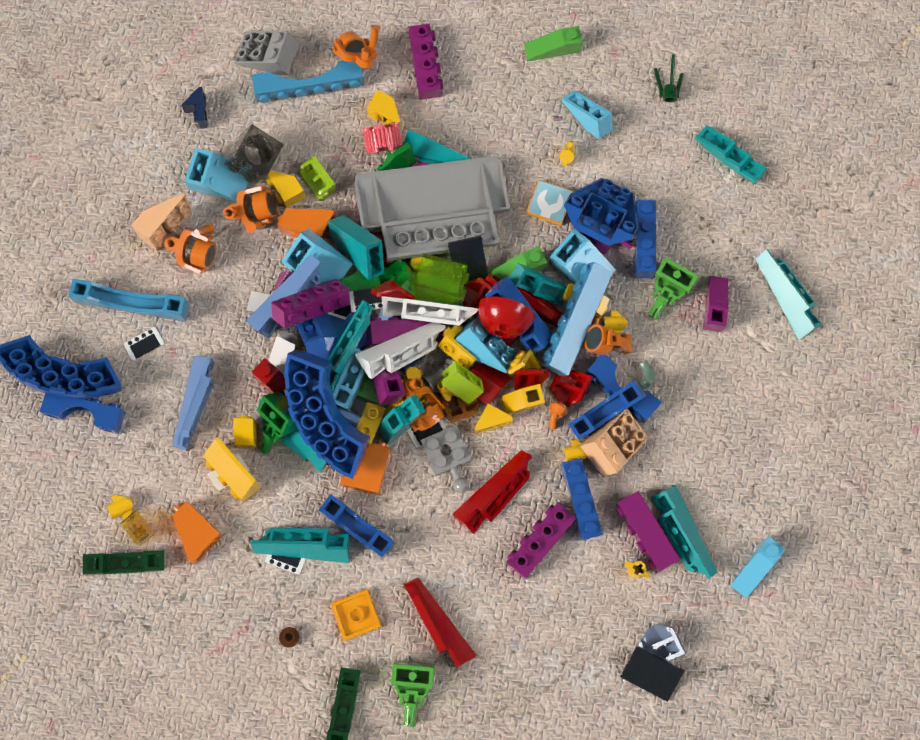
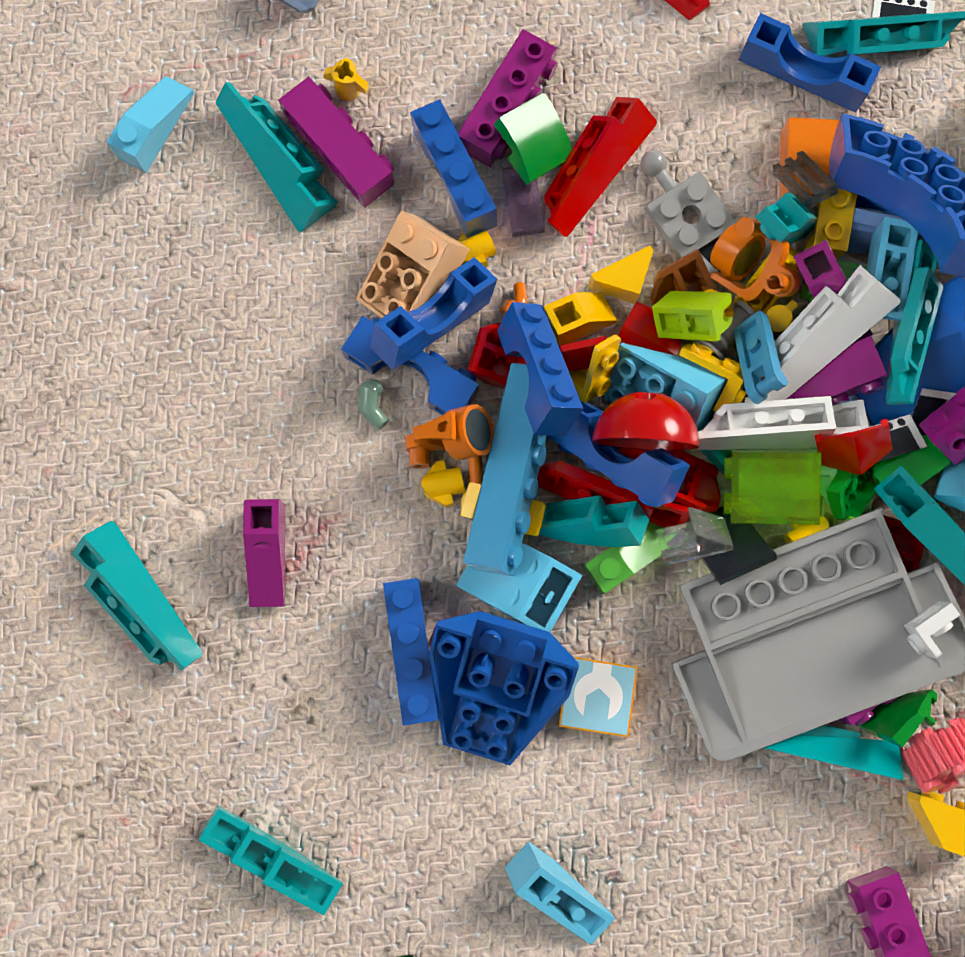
camera: 170 degrees right, 5 degrees up
(378, 195) = (933, 622): none -> white bracket
(386, 459) = (814, 171): none -> clear smoke tile
(434, 347) = (758, 357): none -> dark azure plate
(486, 264) = (698, 538): none -> clear slope
(530, 508) = (535, 138): none -> green slope
(542, 475) = (523, 205): none -> clear purple plate
(553, 343) = (551, 397): none -> blue arch
(567, 153) = (583, 799): yellow piece -> none
(672, 282) = (350, 574): bright green brick -> none

